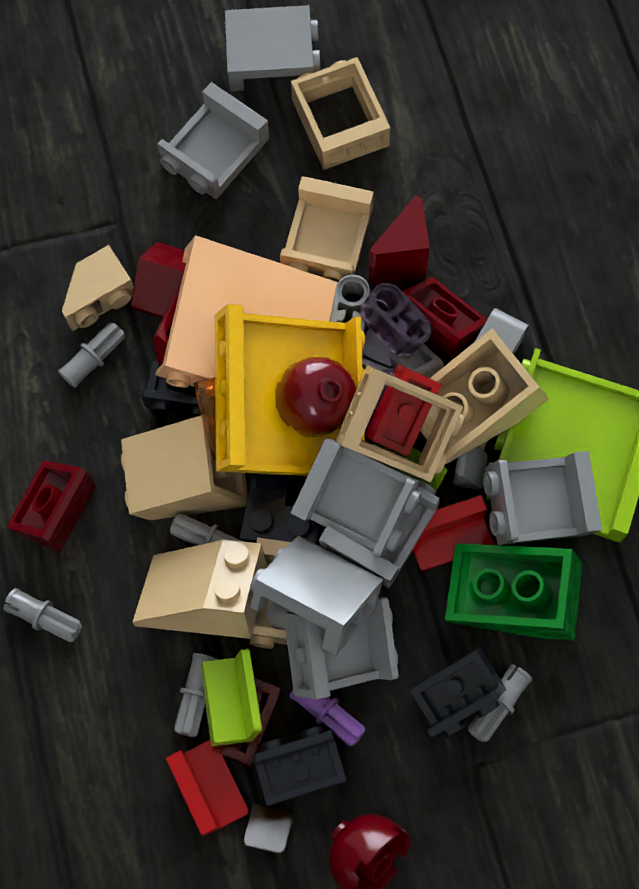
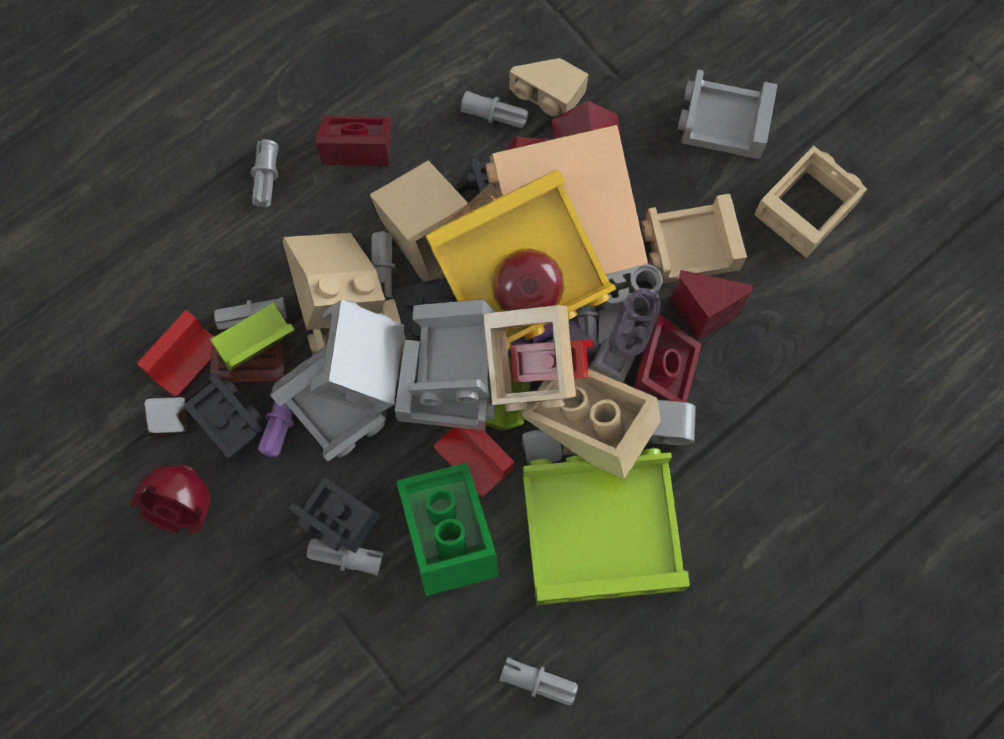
camera: 60 degrees right, 0 degrees up
(270, 43) = (843, 117): light grey panel -> none
(542, 499) = (532, 512): light grey panel -> none

